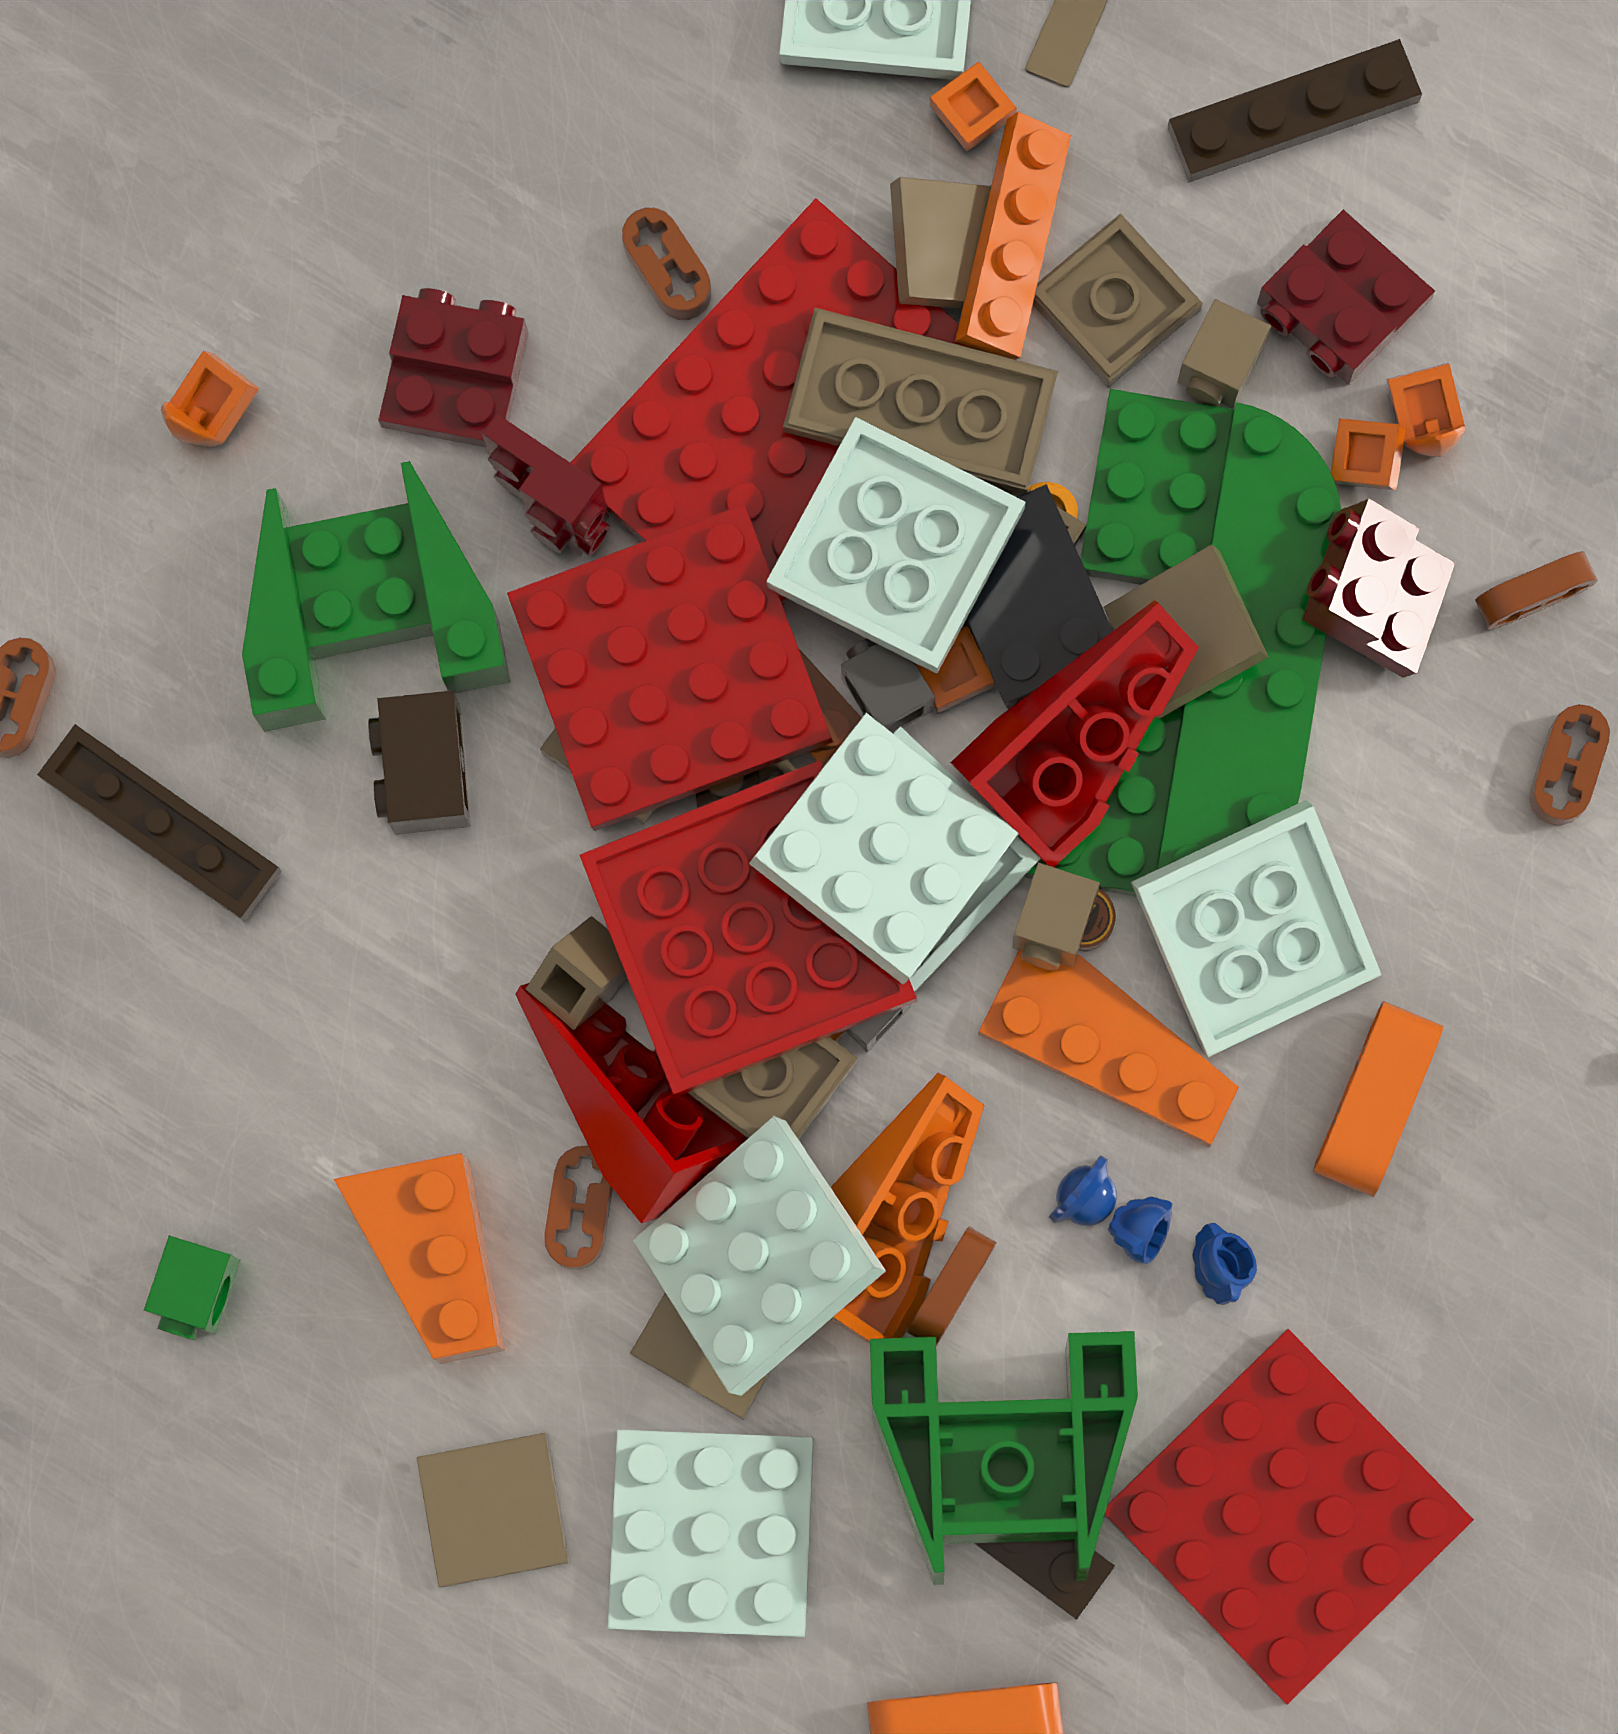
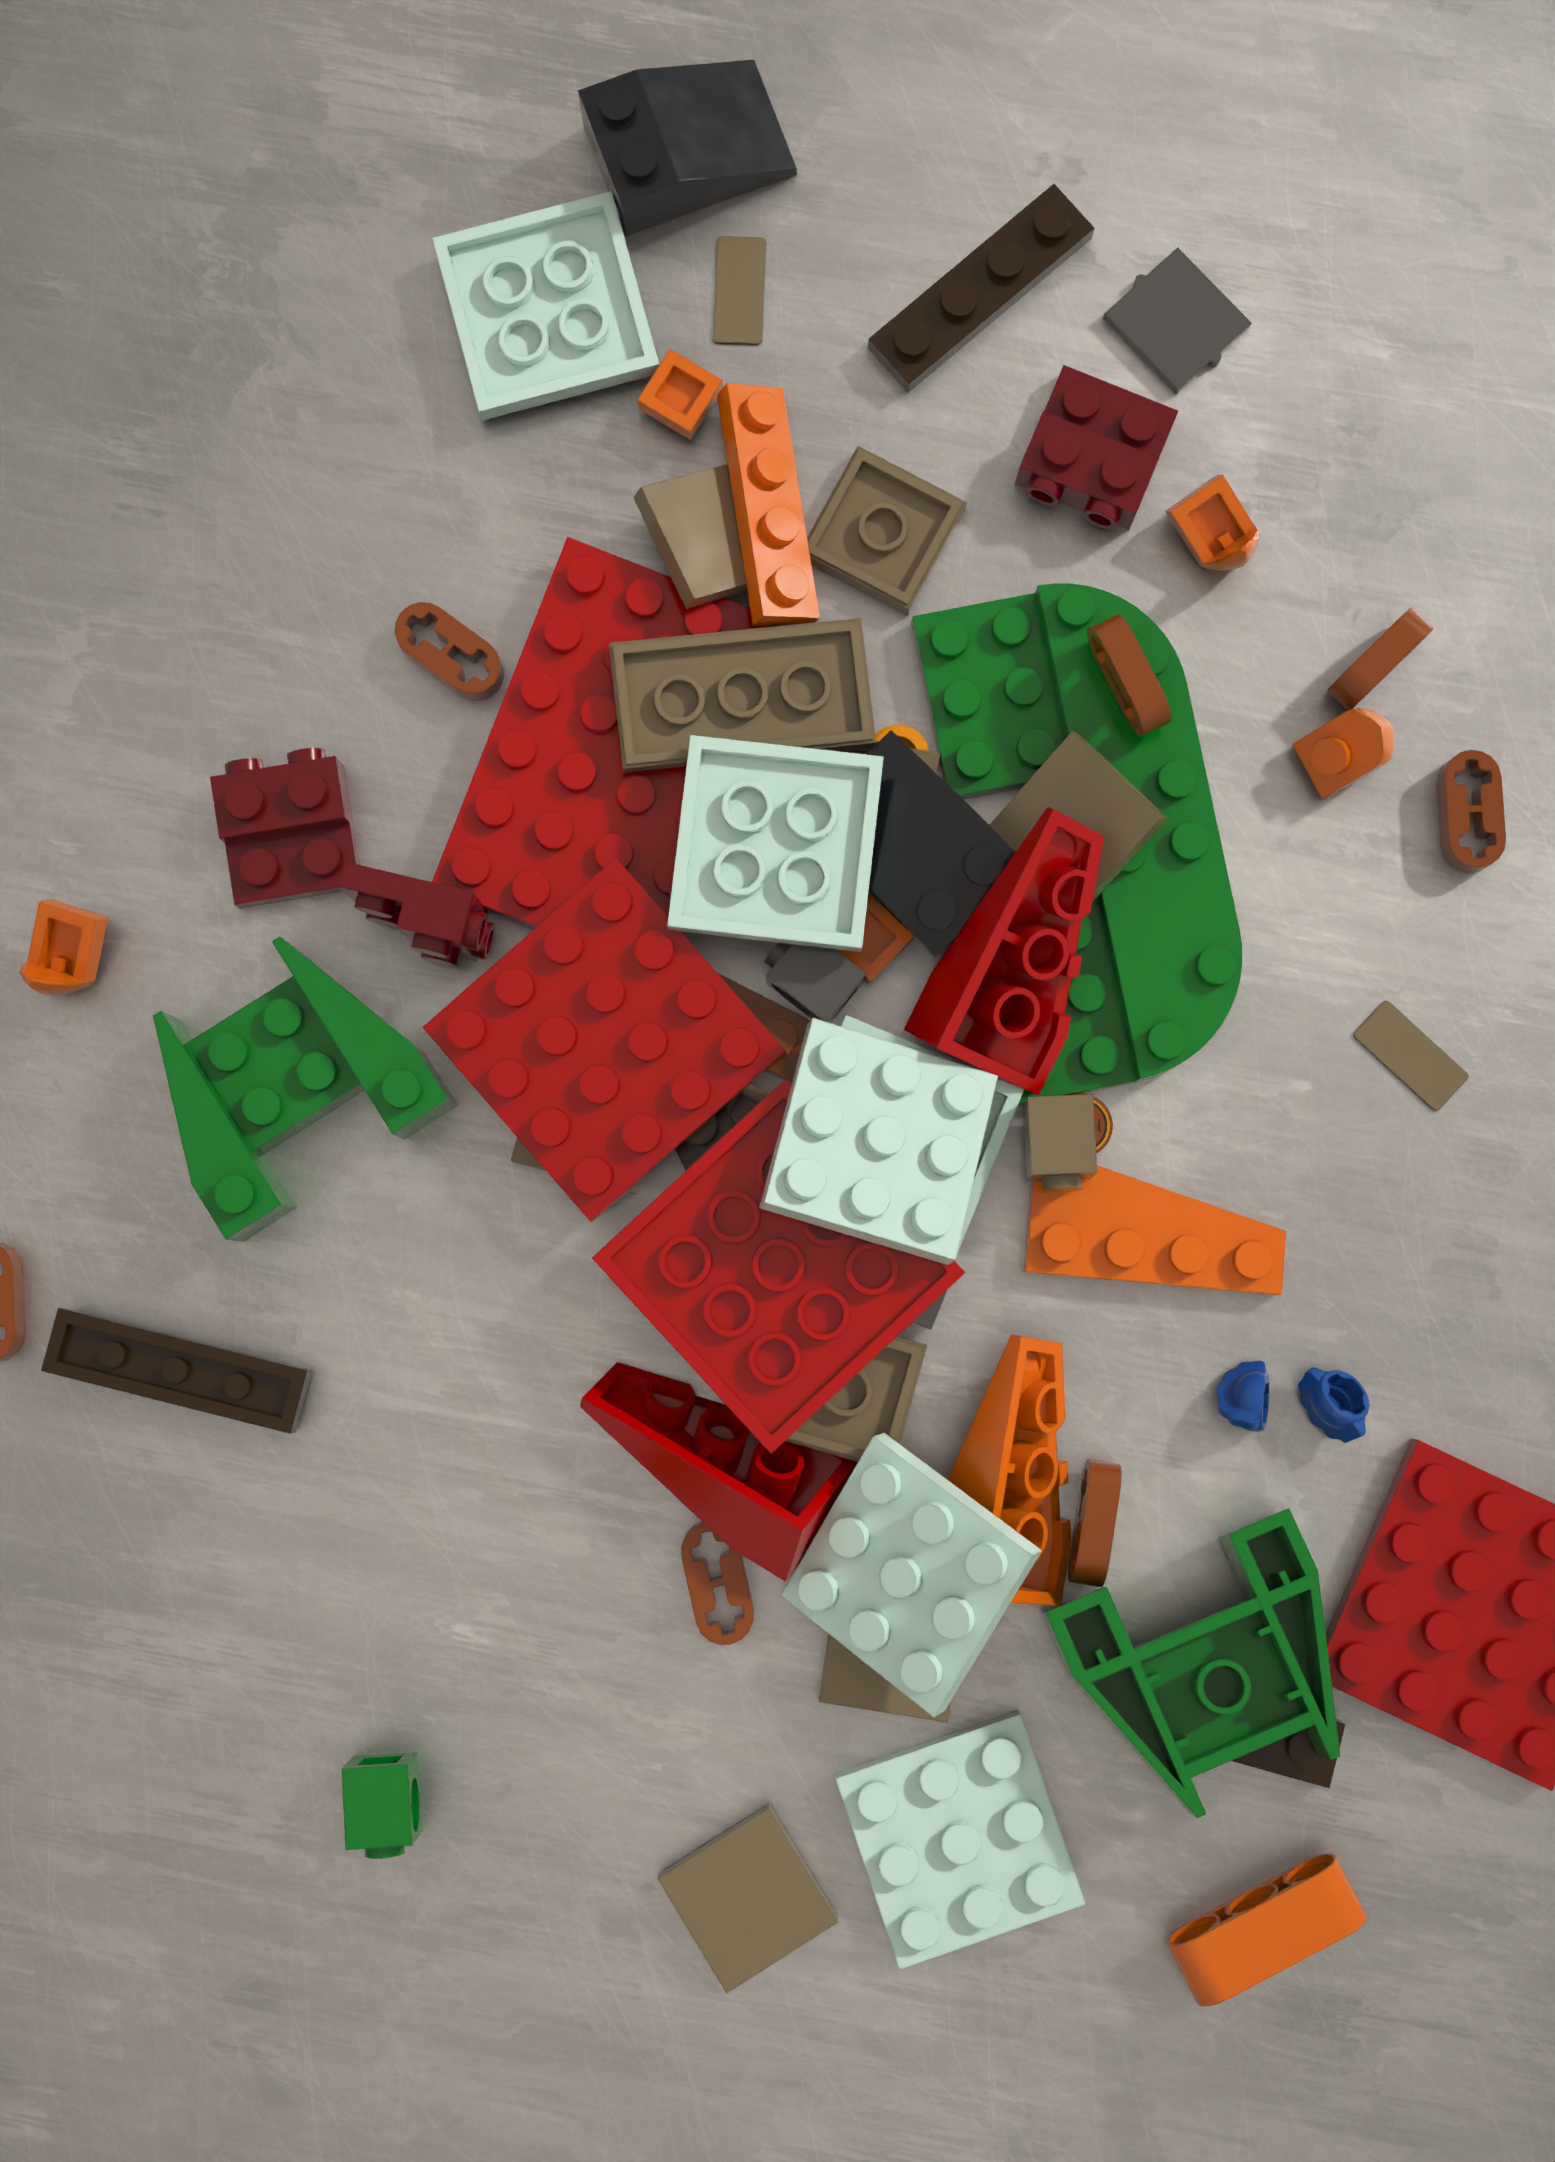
camera: 25 degrees left, 5 degrees up
(421, 762) = (403, 1217): dark brown brick -> none
(433, 1250) = (597, 1684): orange wedge -> none
(579, 974) = (632, 1366): dark tan brick -> none
(1085, 1195) = (1182, 1385): blue piece -> none
(1223, 355) = (1007, 545): dark tan brick -> none
(1256, 928) = (1250, 1077): light aqua plate -> none
(1285, 513) = (1129, 675): none -> dark orange beam
(1368, 454) = (1176, 588): orange plate -> none
(1378, 587) = (1237, 711): plate -> none
(1378, 1099) = (1419, 1193): orange beam -> none
(1425, 970) = (1411, 1055): none -> dark tan sticker
(1469, 207) = (1177, 320): none -> dark grey piece
(1471, 662) = (1346, 749): none -> orange plate

